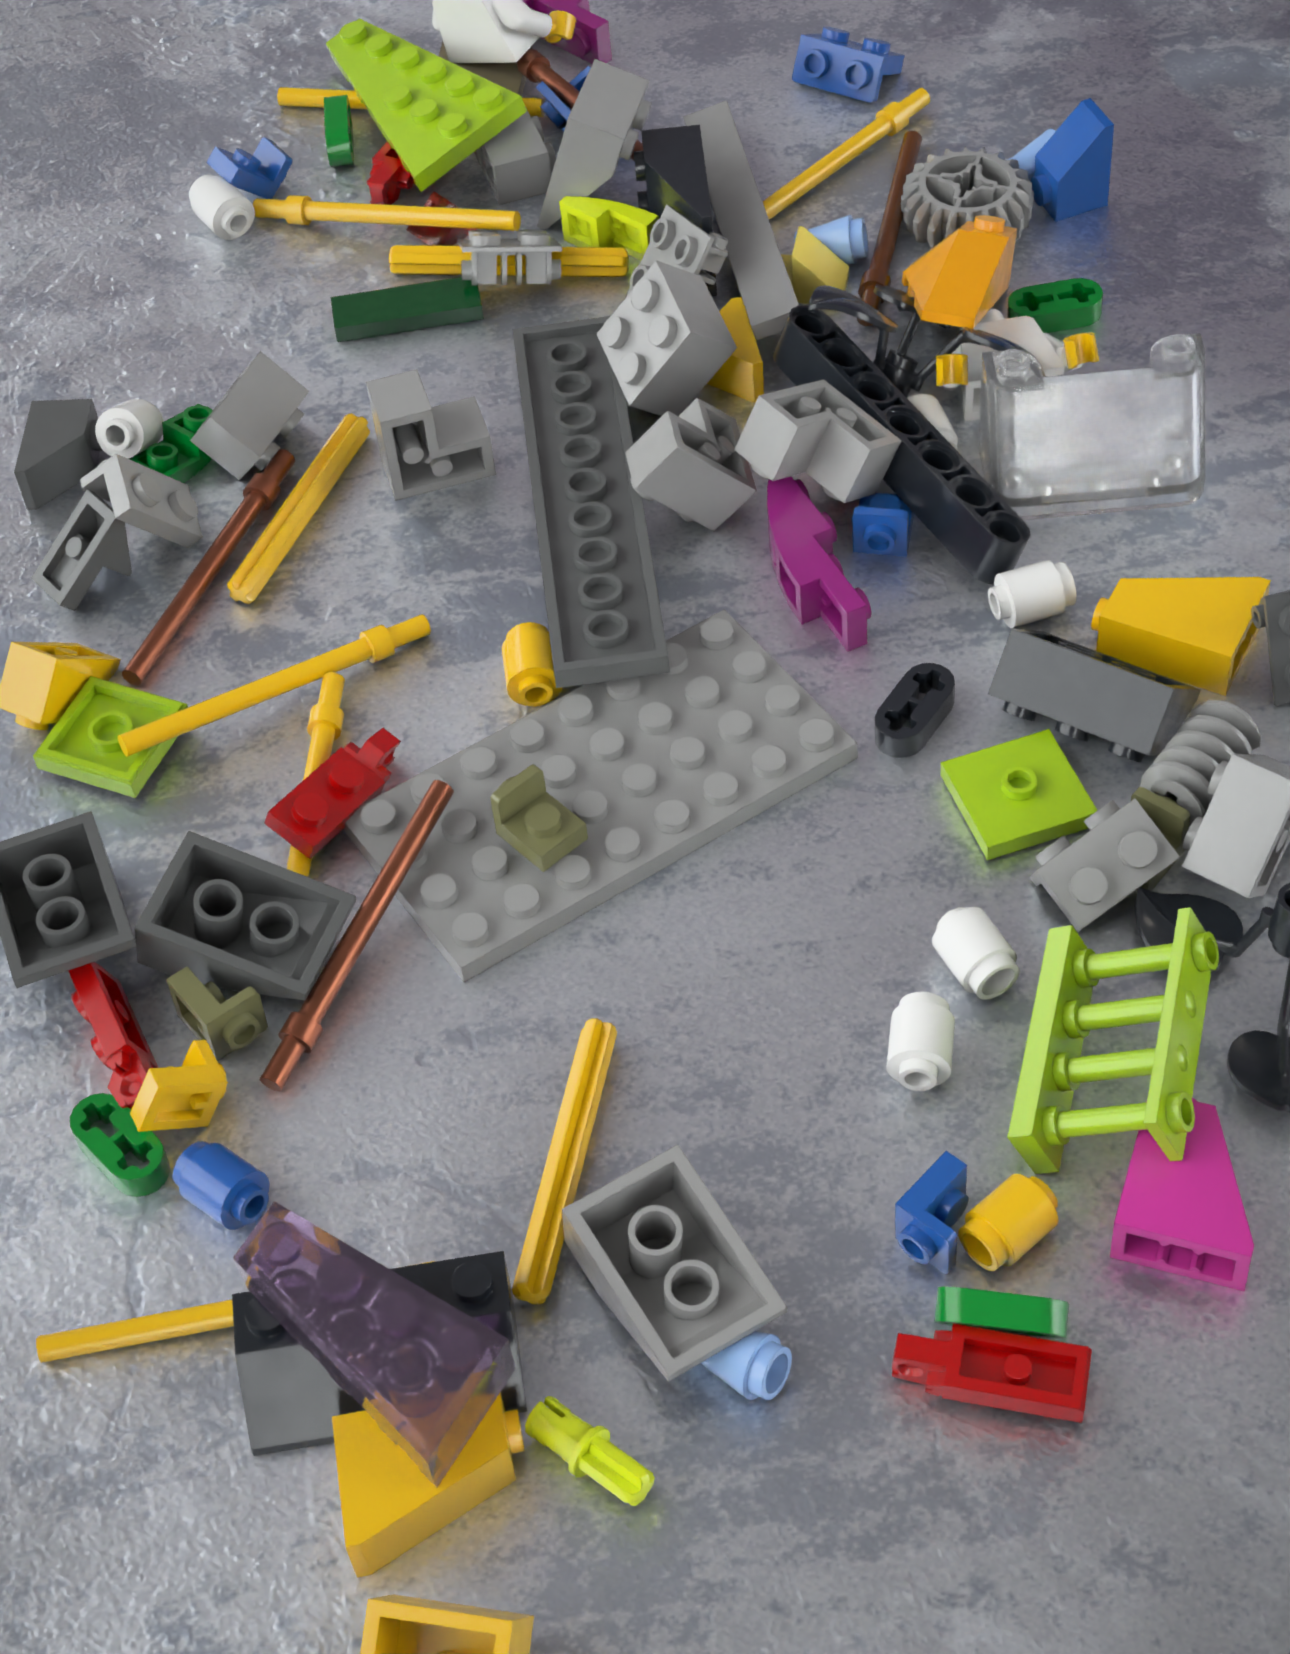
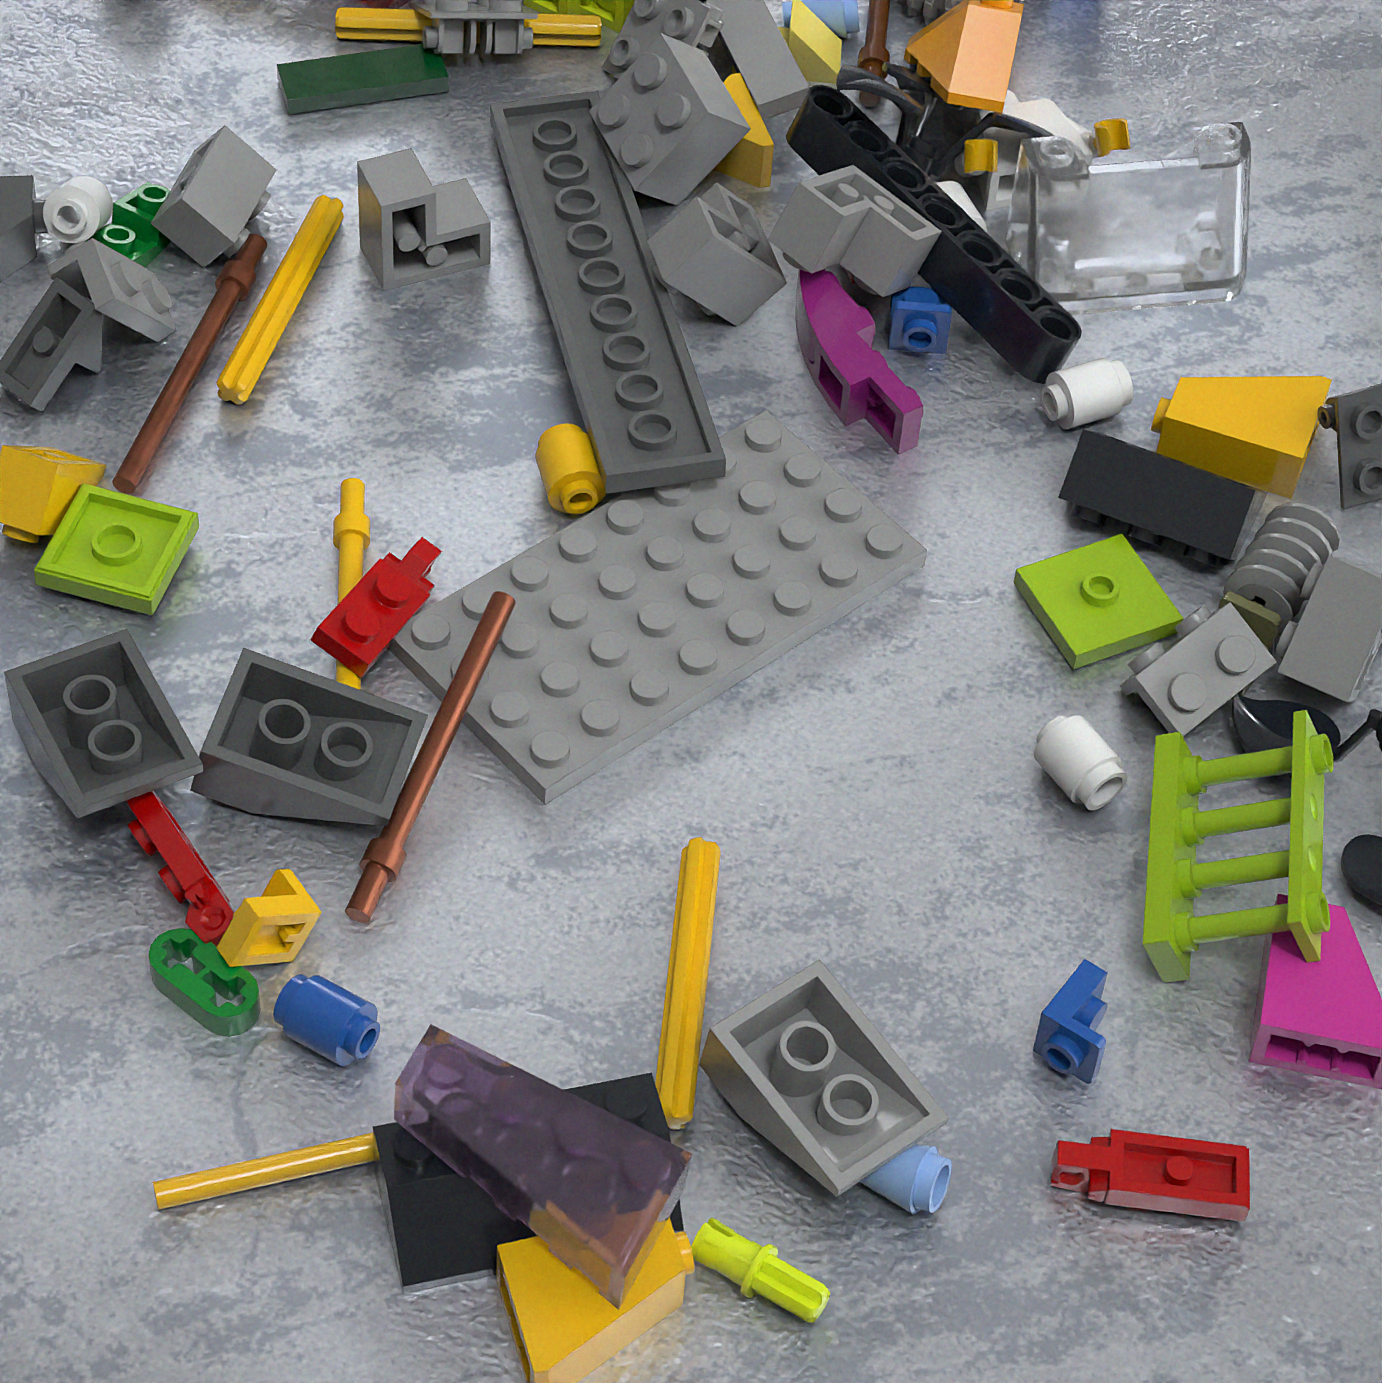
camera: 15 degrees left, 0 degrees up
(211, 1017) = (278, 841): olive bracket -> none
(372, 645) = (388, 449): yellow bar -> none
(535, 820) = (608, 634): olive bracket -> none
(921, 1041) = (1037, 852): white brick -> none
(923, 714) = (969, 510): black beam -> none
(1002, 1312) = (1156, 1115): green beam -> none
(1009, 1222) = (1150, 1028): yellow brick -> none
(1058, 304) = (1072, 85): green beam -> none

